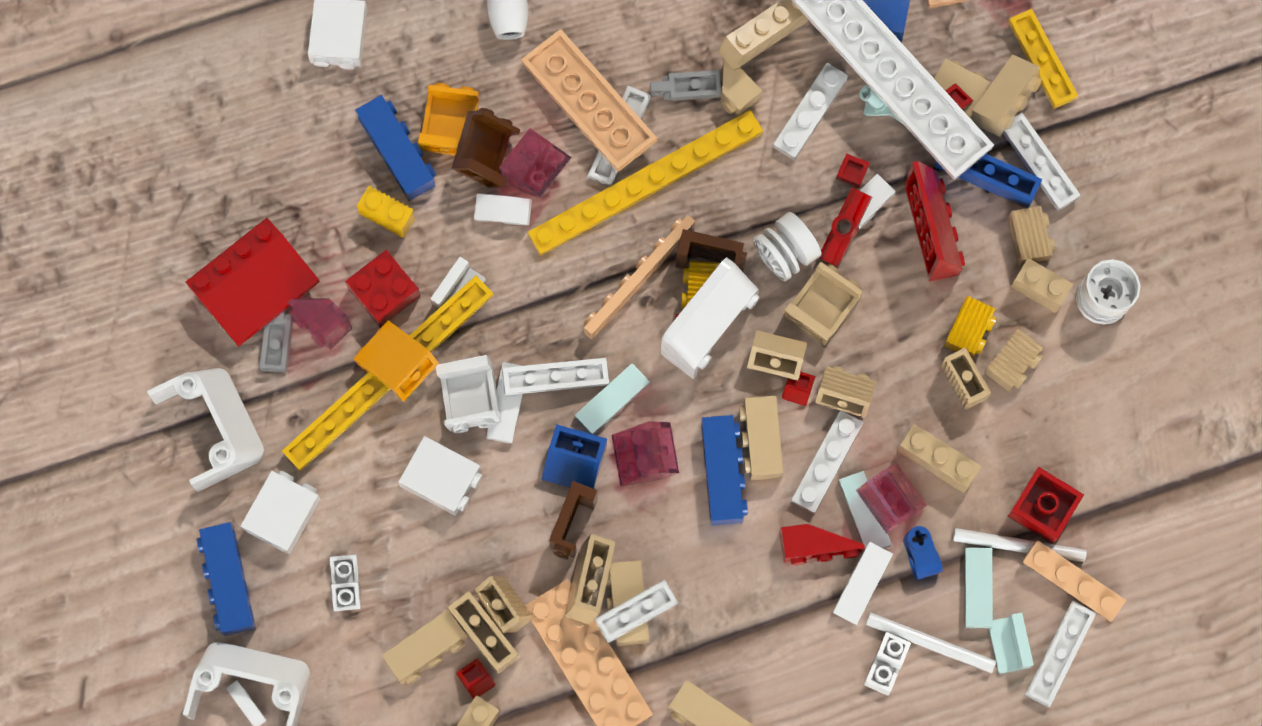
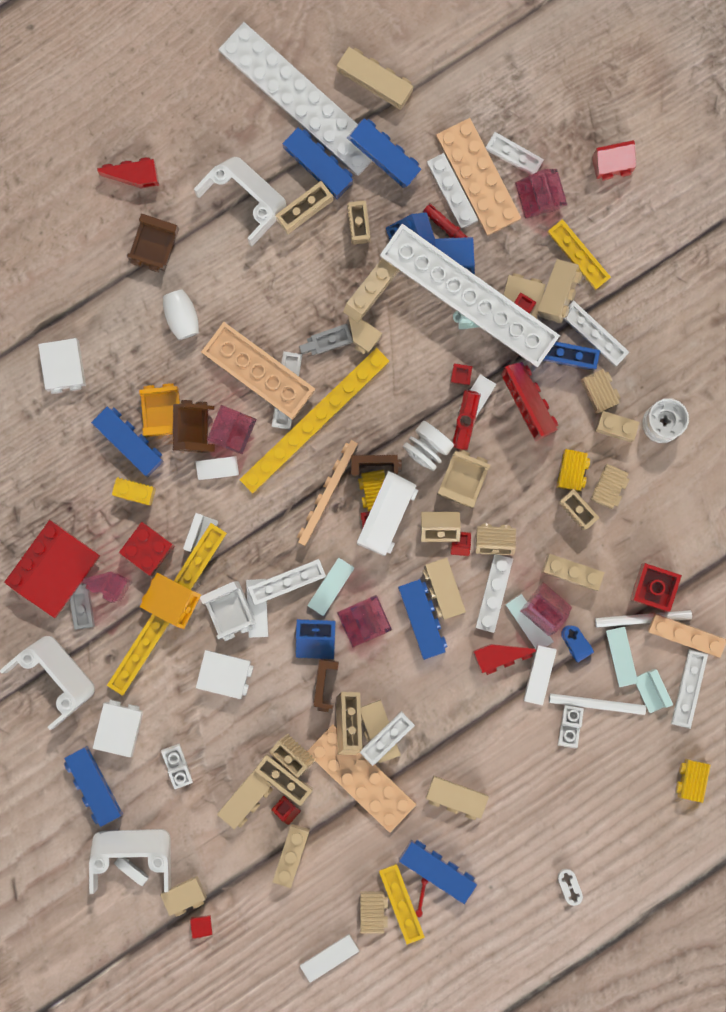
camera: 15 degrees left, 10 degrees up
(810, 111) = (420, 337): white plate -> none

